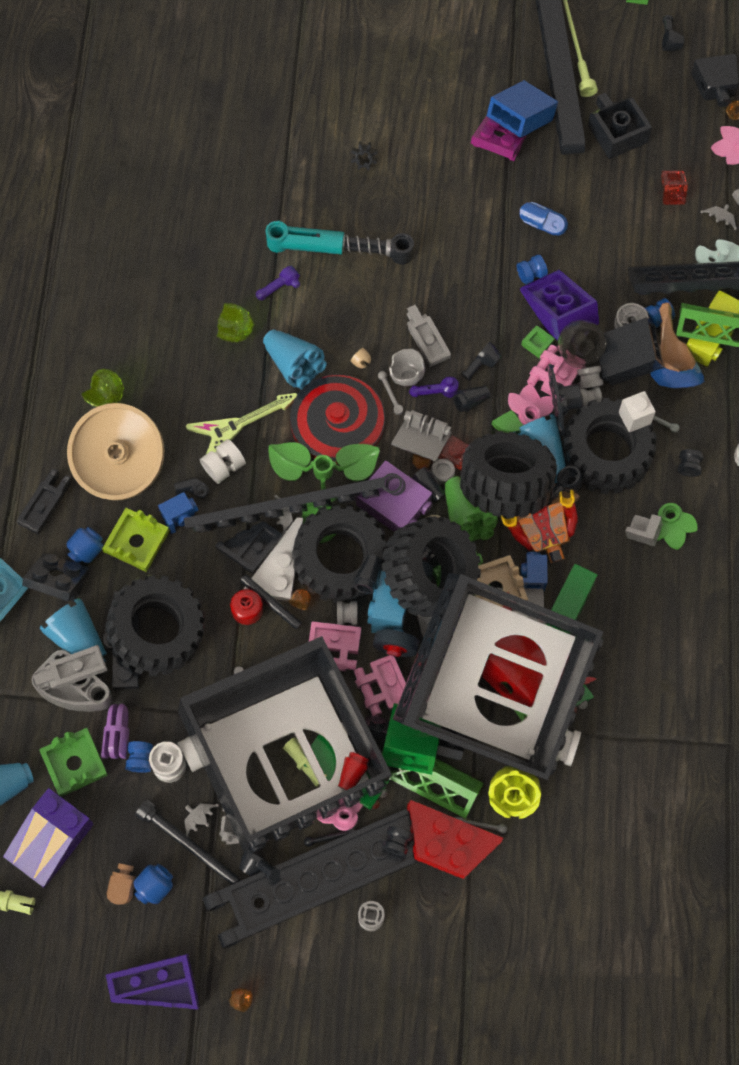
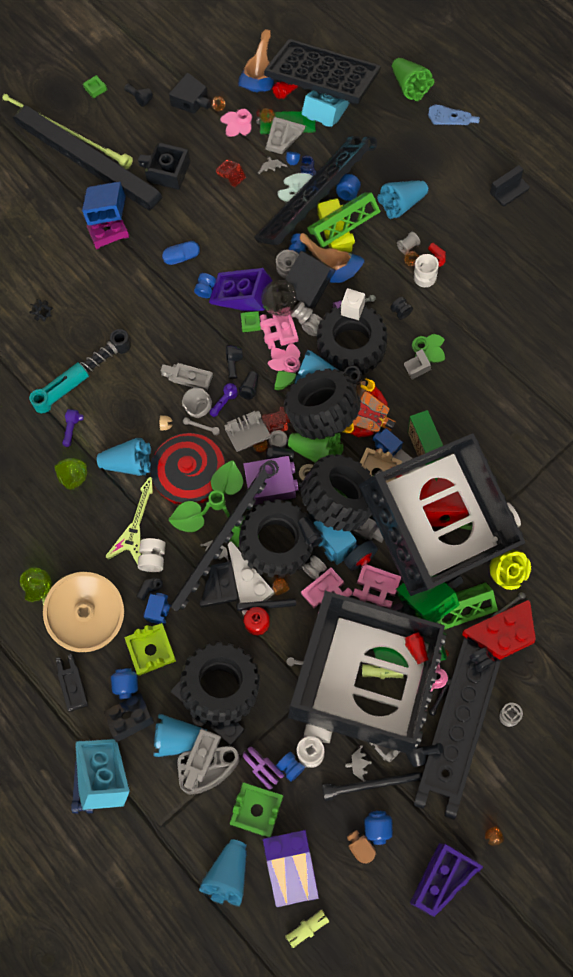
camera: 40 degrees left, 0 degrees up
(566, 398) = (307, 332): black wheel -> none

